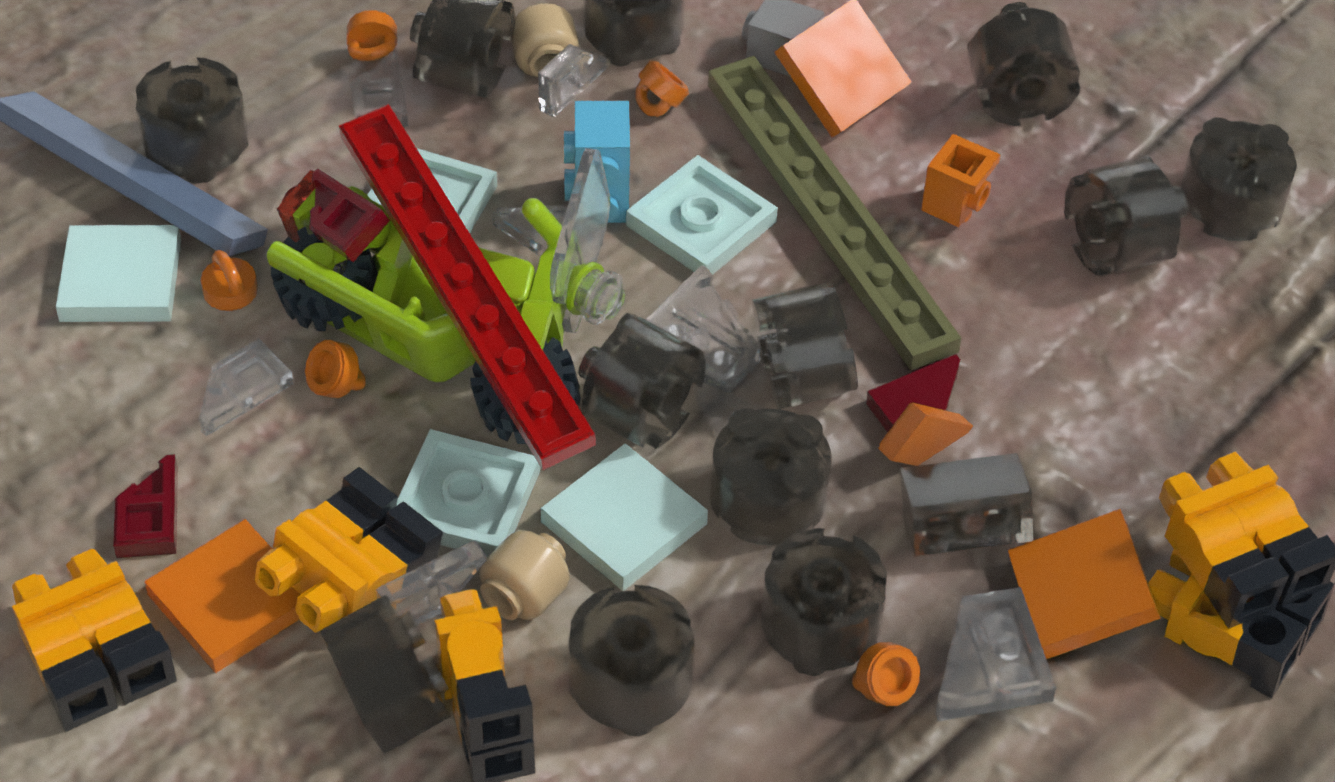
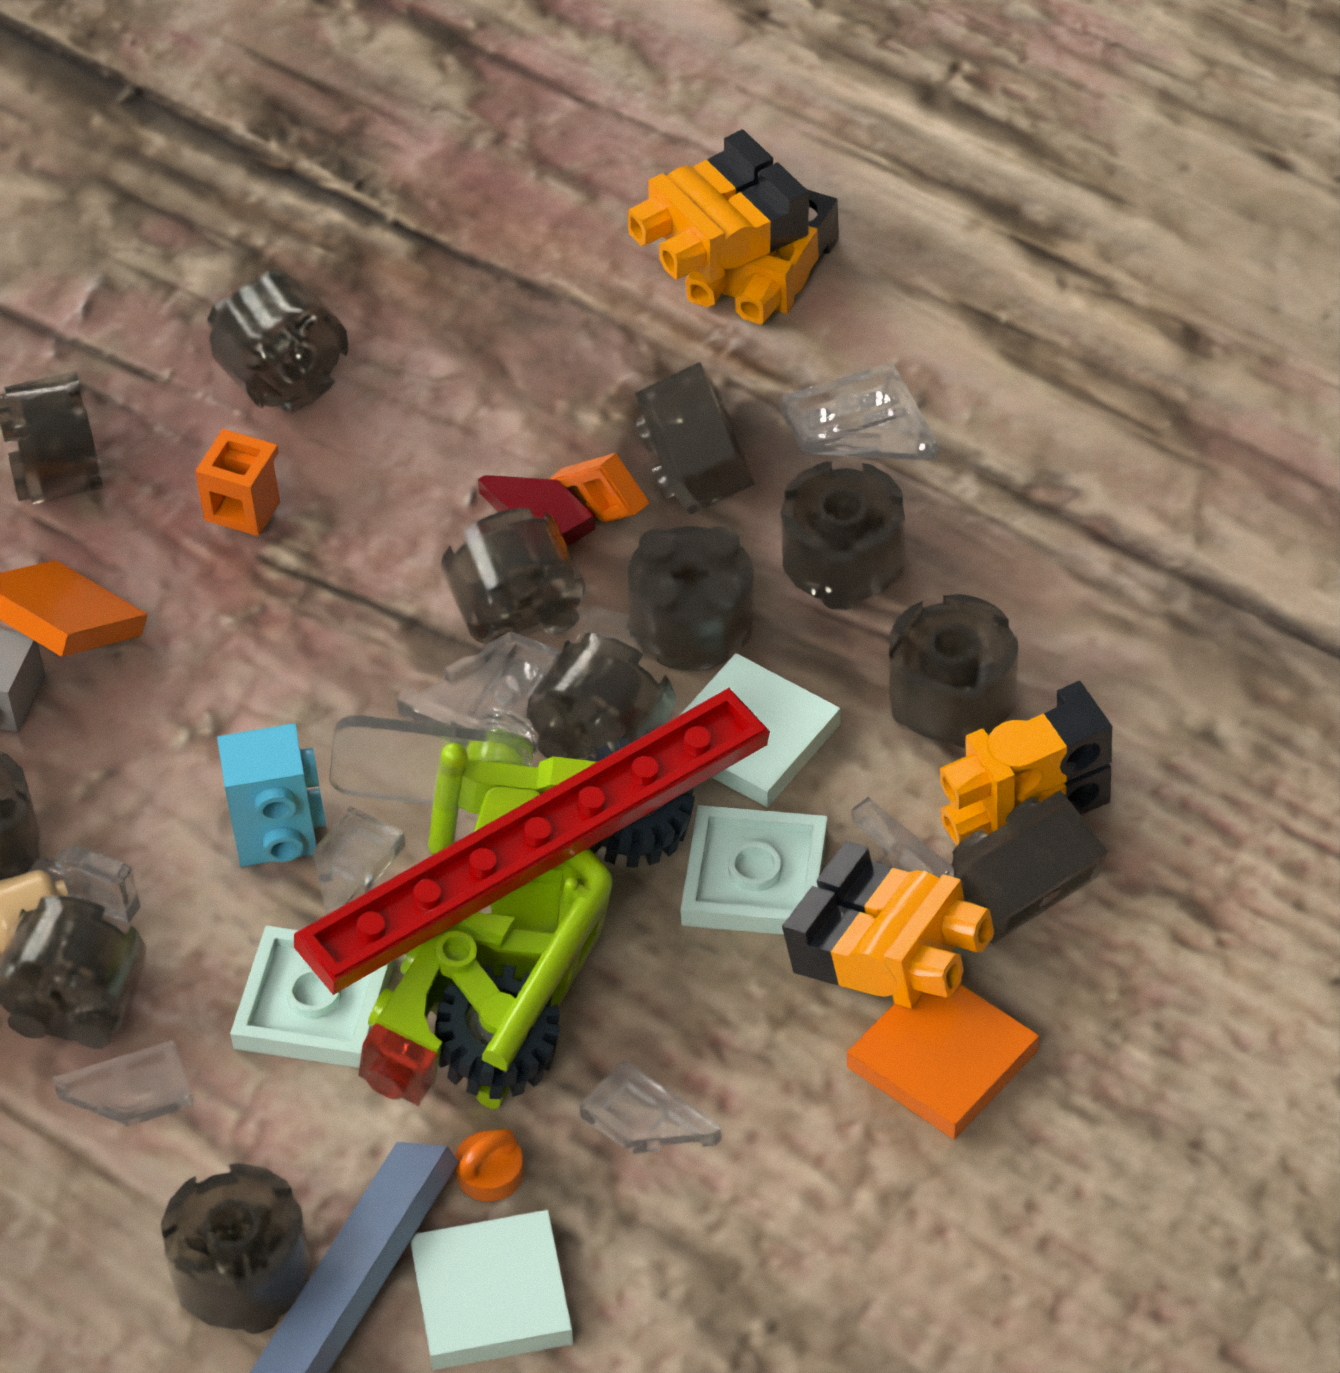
camera: 95 degrees left, 0 degrees up
(86, 616) = (1049, 1149): hips -> none
(148, 514) = (848, 1159): dark red tile -> none
(333, 369) = (616, 1016): orange tile -> none
(343, 217) = (454, 975): dark red tile -> none
(371, 35) = (38, 1102): orange tile -> none
(524, 575) = (852, 776): tan head -> none
(664, 85) = (94, 784): orange tile -> none
(701, 216) = (302, 696): light aqua tile -> none
(835, 214) = (266, 612): olive plate -> none
(887, 674) = (916, 490): orange tile -> none
(1084, 583) = (761, 349): orange tile -> none
(1238, 178) = (188, 262): clear smoke brick -> none

